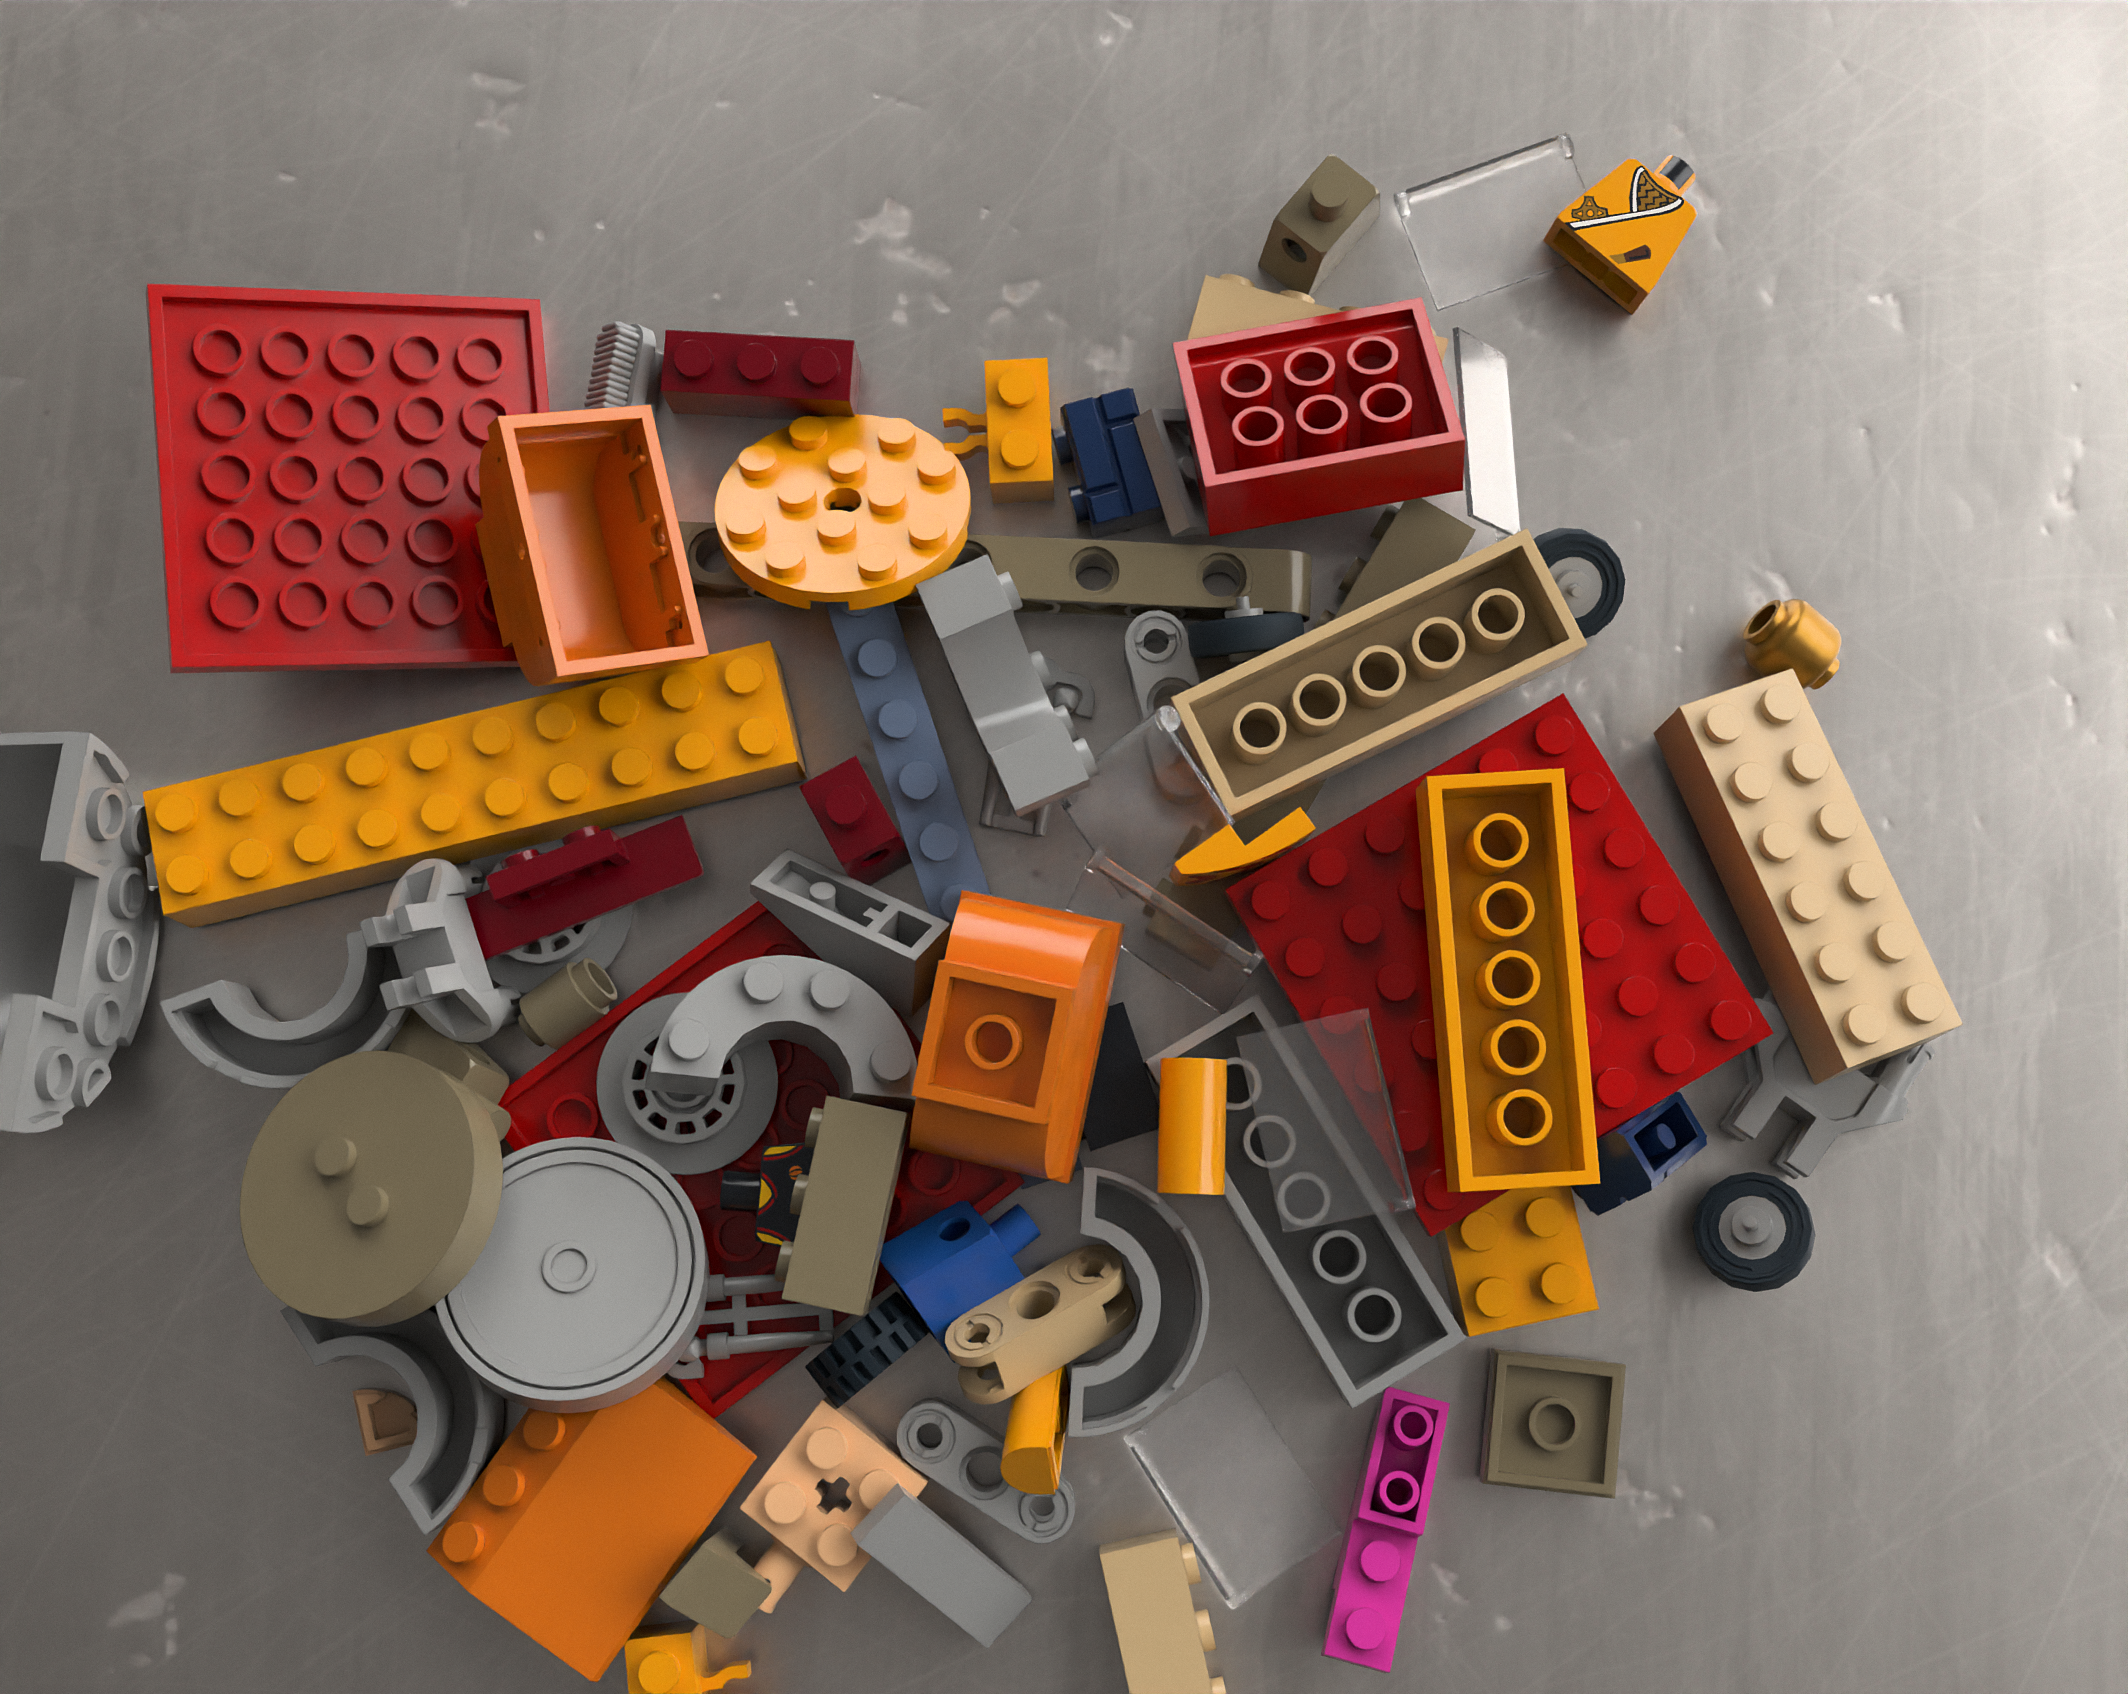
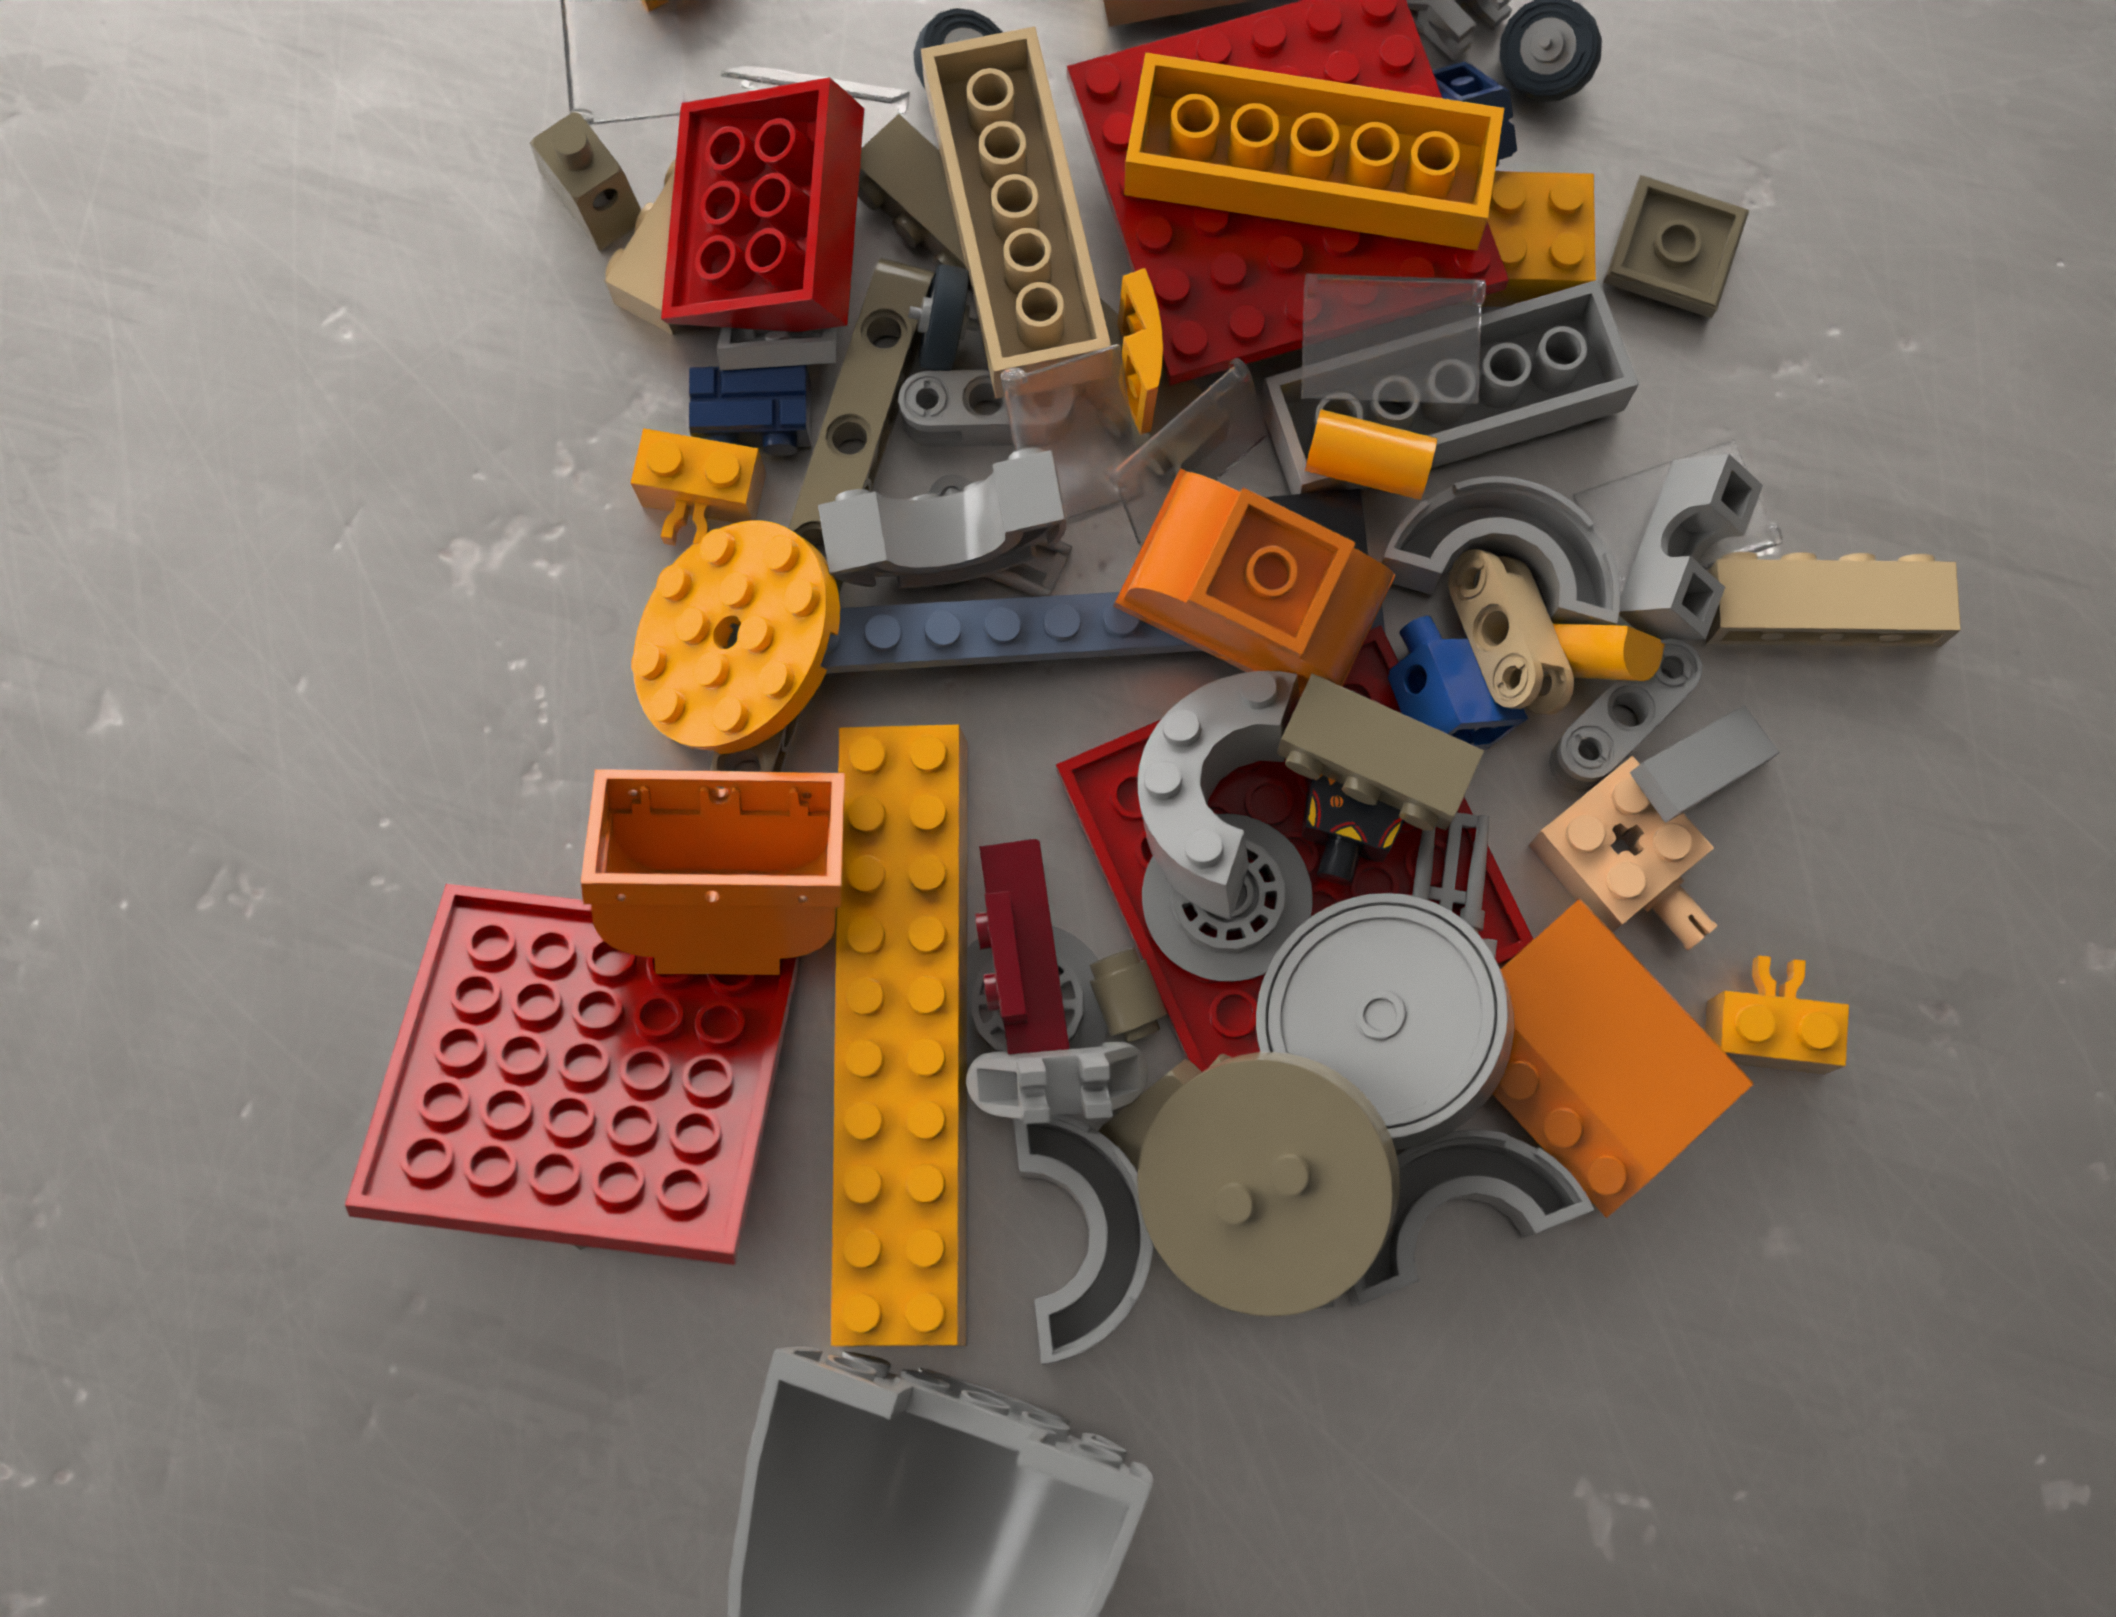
camera: 80 degrees left, 5 degrees down
(385, 1419) = (1474, 1247): light nougat tile -> none
(625, 368) = (542, 821): light grey piece -> none
(717, 1586) = (1687, 958): dark tan slope -> none
(759, 375) = (581, 693): dark red brick -> none
(856, 822) = (1017, 698): dark red torso -> none
(856, 928) = (1120, 709): light grey slope -> none
(866, 1349) = (1507, 790): black wheel -> none
(1232, 1499) = (1697, 507): none -> light grey arch
(1384, 1529) = (1735, 400): dark pink slope -> none

